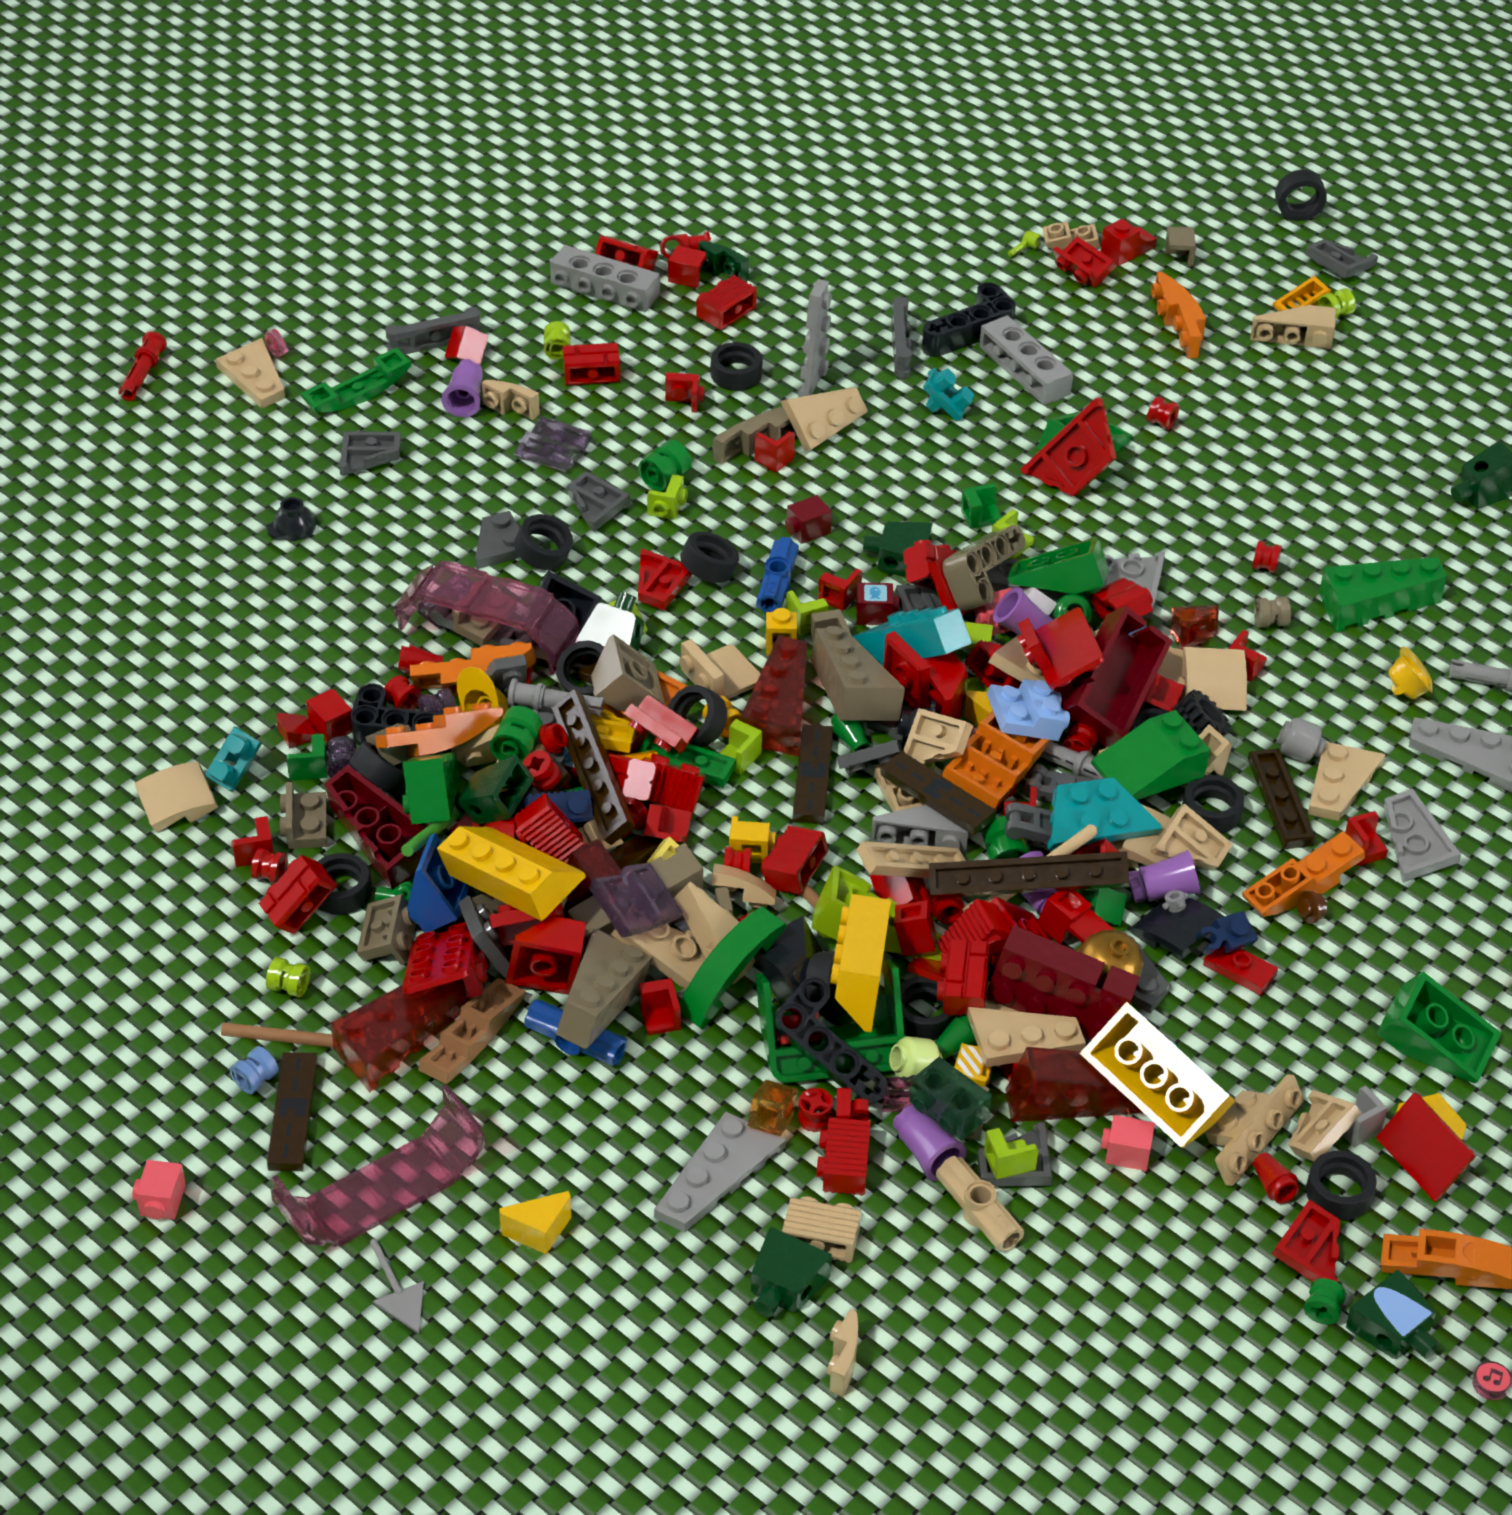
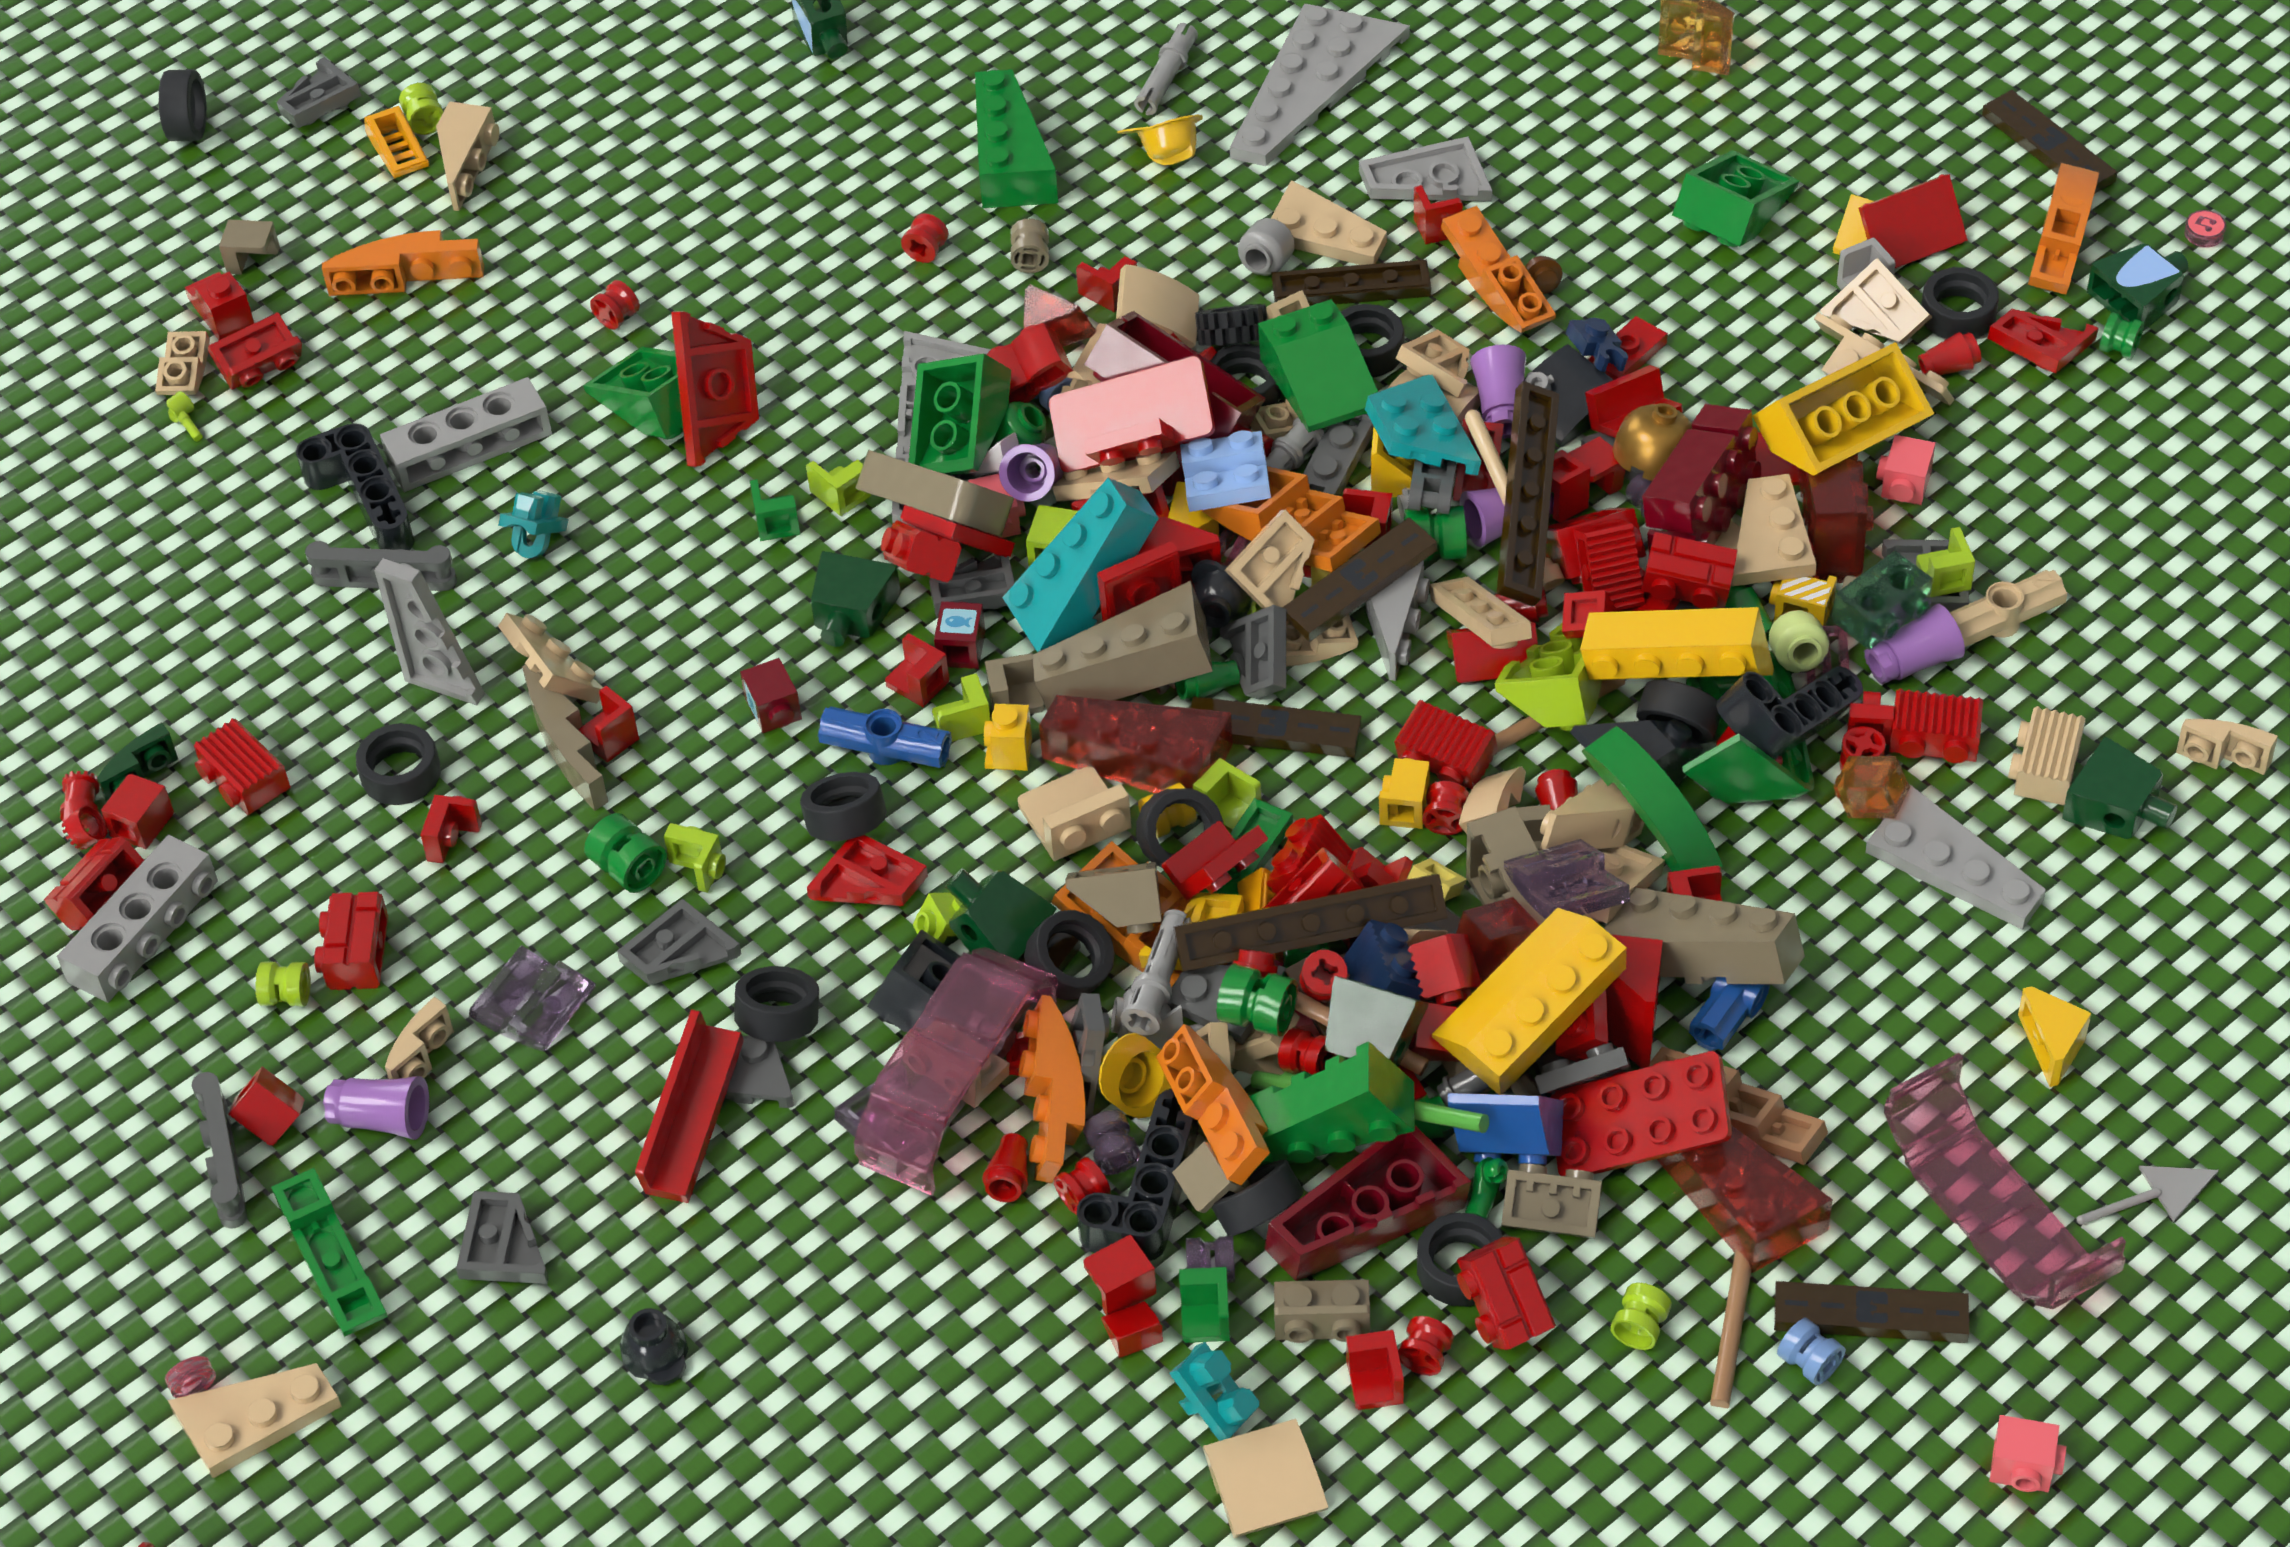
camera: 80 degrees left, 5 degrees up
(458, 507) = (688, 1109): none -> red panel
(1169, 959) = (1617, 398): none -> red panel

